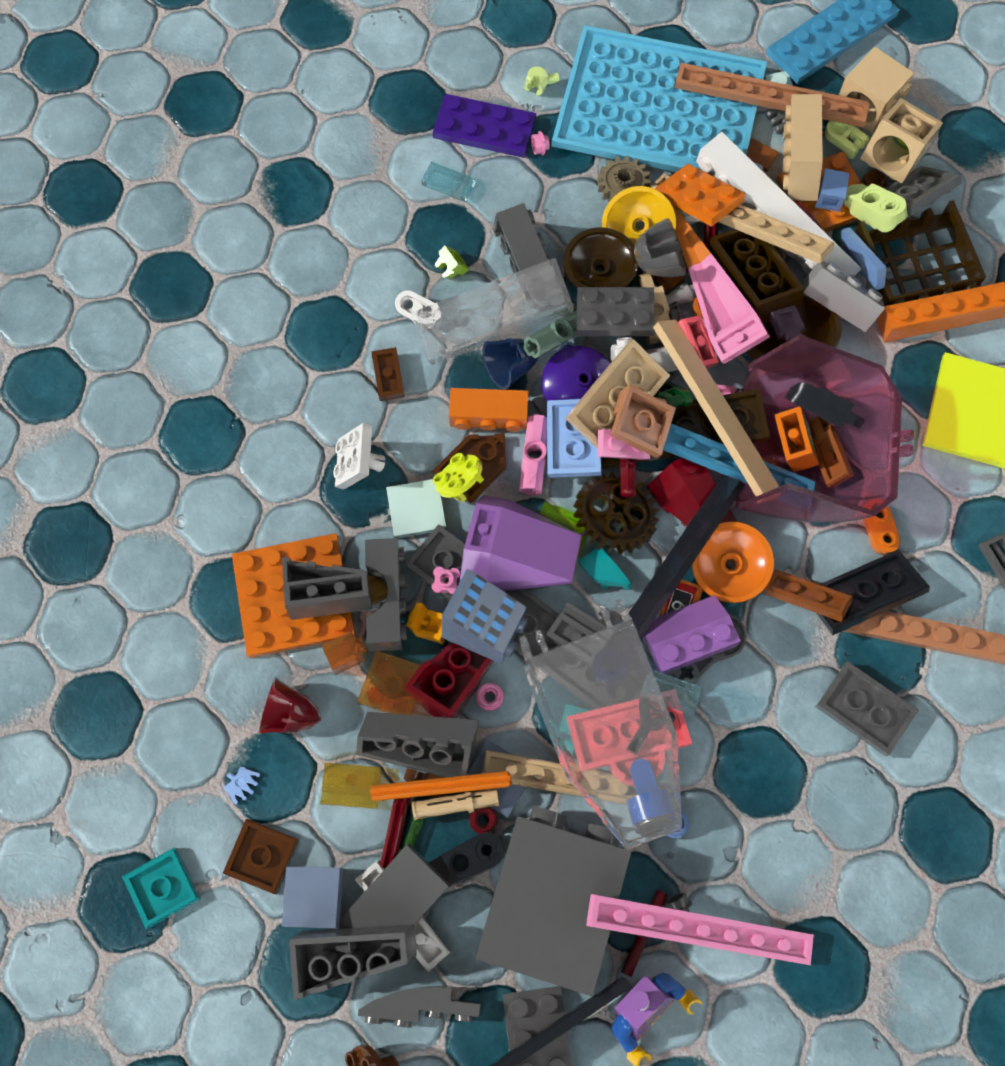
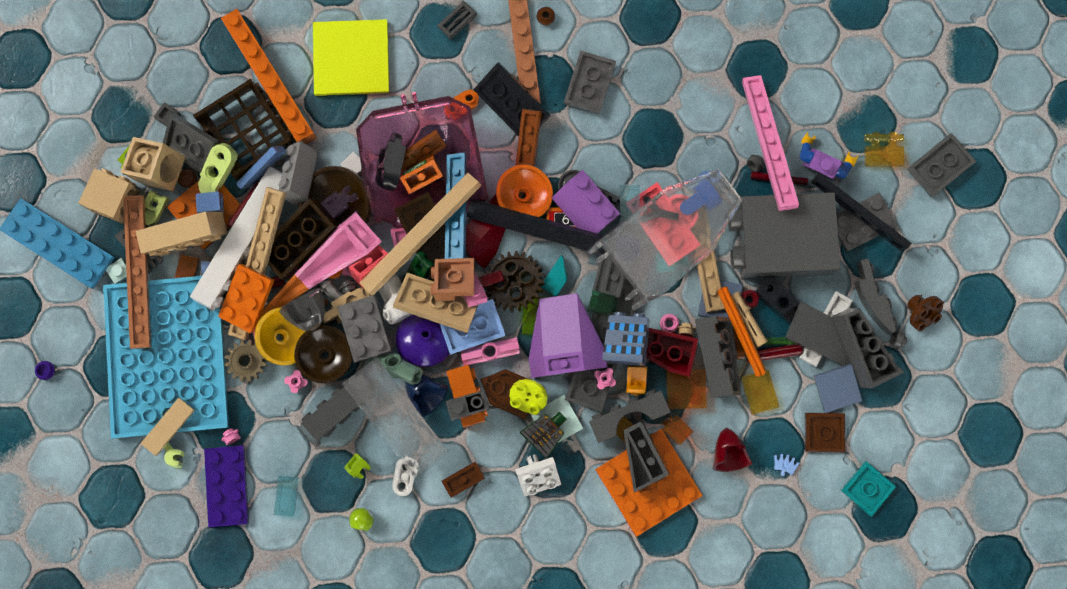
camera: 110 degrees left, 10 degrees up
(345, 1018) = (898, 340): none -> dark grey plate
(386, 247) = (361, 519): none -> lime piece
(403, 481) = (544, 433): none -> torso
(472, 712) = (686, 329): none -> tan plate
(473, 390) = (467, 405): none -> dark grey slope
(545, 608) = (602, 303): none -> clear green brick
(572, 225) = (296, 386): none -> bright pink plate
(575, 80) = (167, 426): none -> tan tile
(968, 185) = (164, 113): none -> dark grey tile
(977, 687) = (545, 21): none -> reddish brown plate

